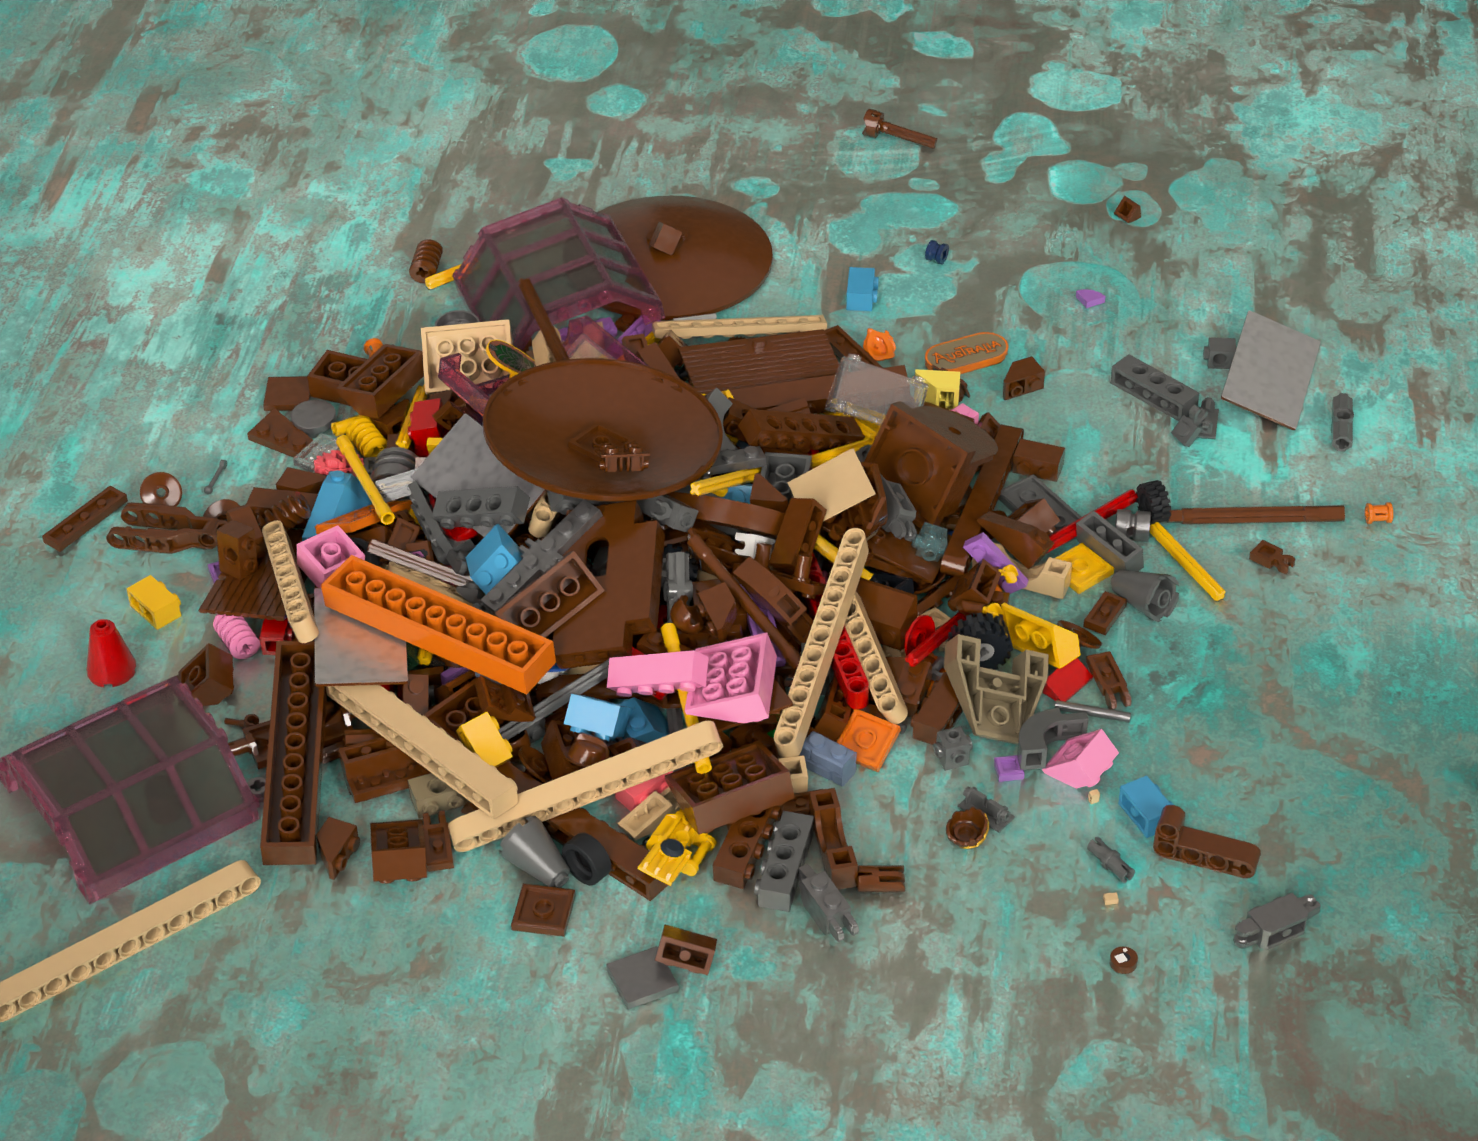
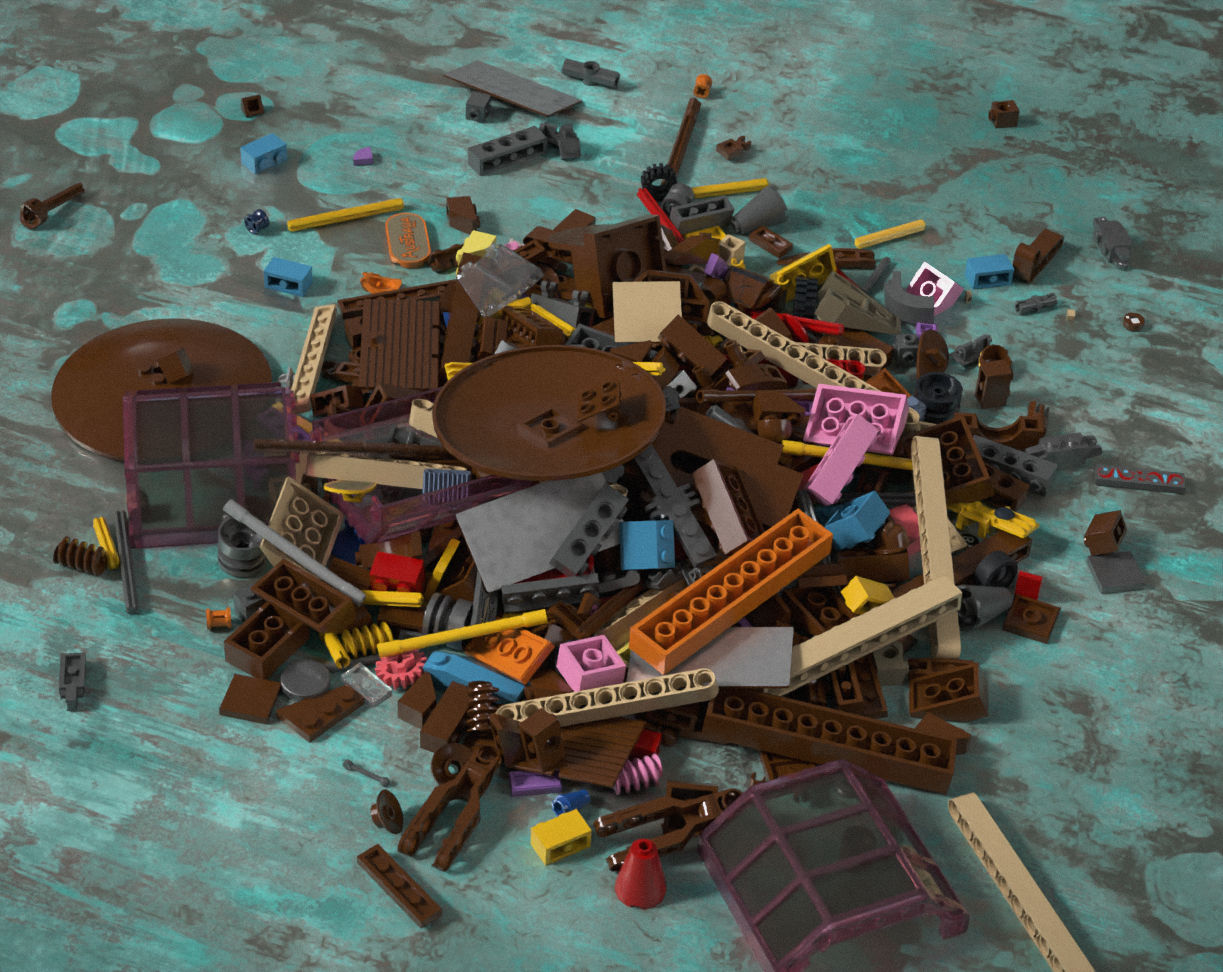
camera: 80 degrees left, 0 degrees up
(183, 655) = (696, 814): none -> reddish brown piece
(192, 599) = (570, 801): none -> blue cone
(283, 293) = (72, 678): none -> dark grey hinge
(401, 398) = (242, 515): none -> light grey piece
(414, 295) = (126, 562): none -> dark grey axle
(591, 896) = (1028, 585): none -> red slope
(816, 988) = (1139, 478): none -> dark grey tile
(870, 780) = (940, 394): none -> black wheel
(912, 823) = (993, 384): none -> reddish brown brick
(944, 769) = (932, 353): none -> reddish brown shield
(985, 306) = (345, 214): none -> yellow axle
(1049, 232) = (263, 153): none -> dark azure brick
(1181, 713) = (890, 234): none -> yellow axle

